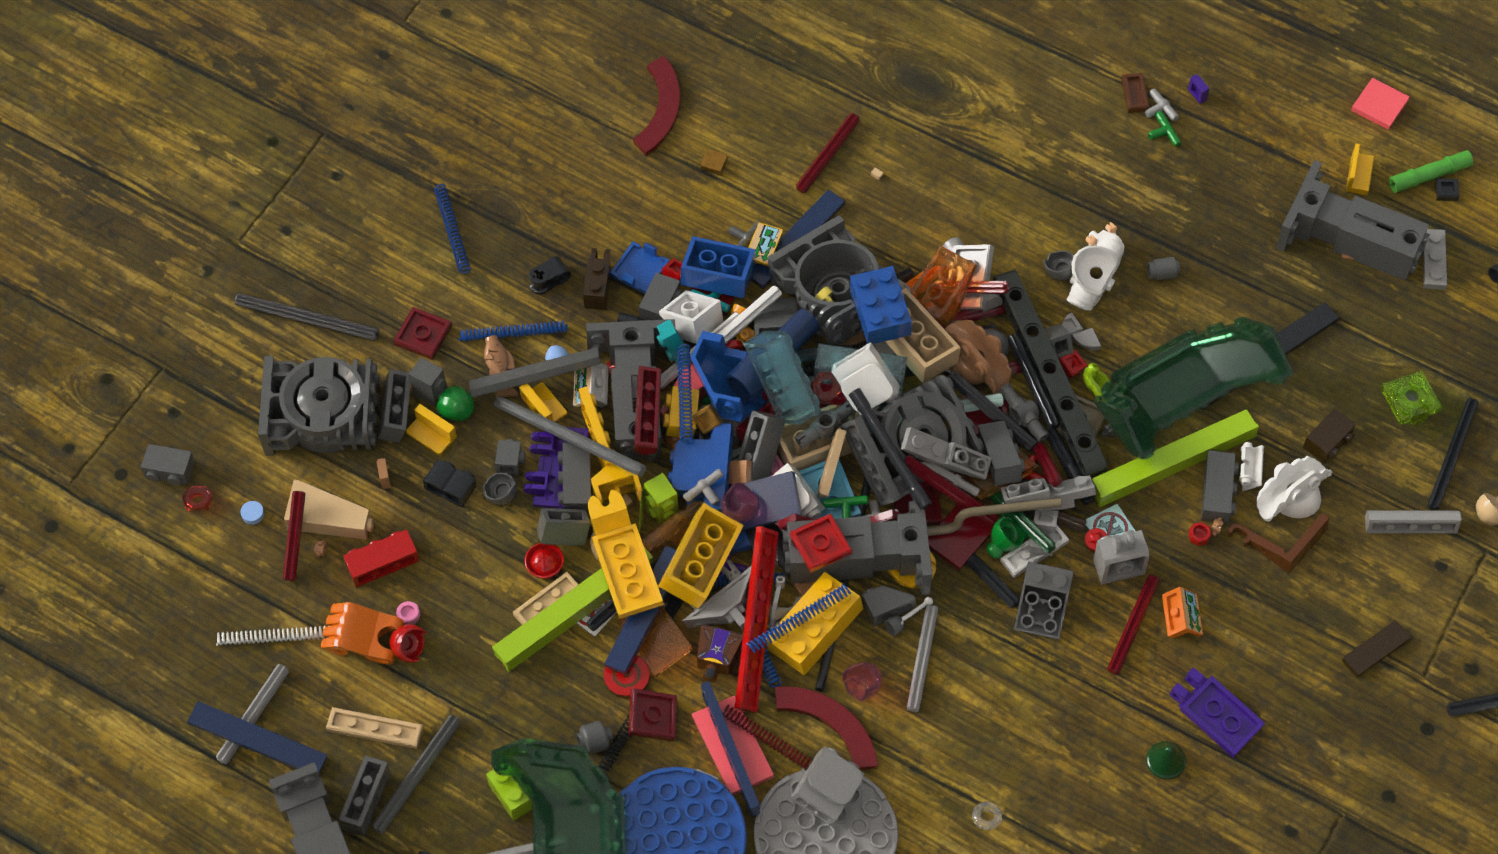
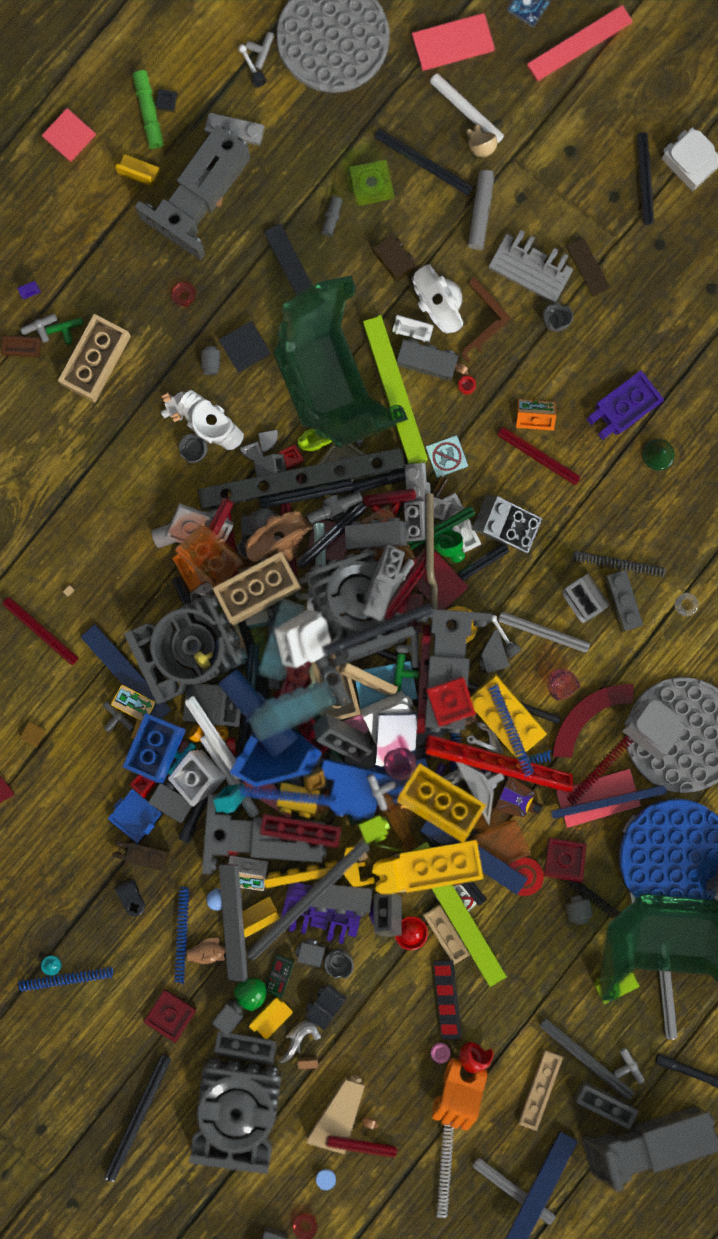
camera: 85 degrees left, 25 degrees up
(381, 558) = (388, 1072): red brick -> none
(412, 825) = (630, 1065): none -> light grey piece
(414, 459) = (297, 1035): none -> light grey piece
(465, 213) = (51, 965): none -> teal tile
(471, 610) = (447, 999): none -> black tile
(478, 435) = (279, 975): none -> slope
(740, 471) = (363, 758): medium nougat tile -> none
(880, 305) = (235, 614): blue brick -> none
(972, 688) = (585, 598): none -> light grey brick
(976, 738) = (623, 601): none -> dark grey brick
(1023, 727) = (618, 564): none -> dark grey piece
(1092, 537) = (459, 470): red tile -> none
(1121, 556) = (484, 454): light grey hinge -> none
(1138, 156) = (94, 358): none -> tan brick
(1187, 300) = (244, 347): none -> black tile
(1231, 228) = (183, 286): none -> clear red piece
(1304, 617) = (557, 317): none -> dark grey hair
(1357, 589) = (529, 269): none -> light grey hinge
(1361, 367) = (332, 216): none -> dark grey pin

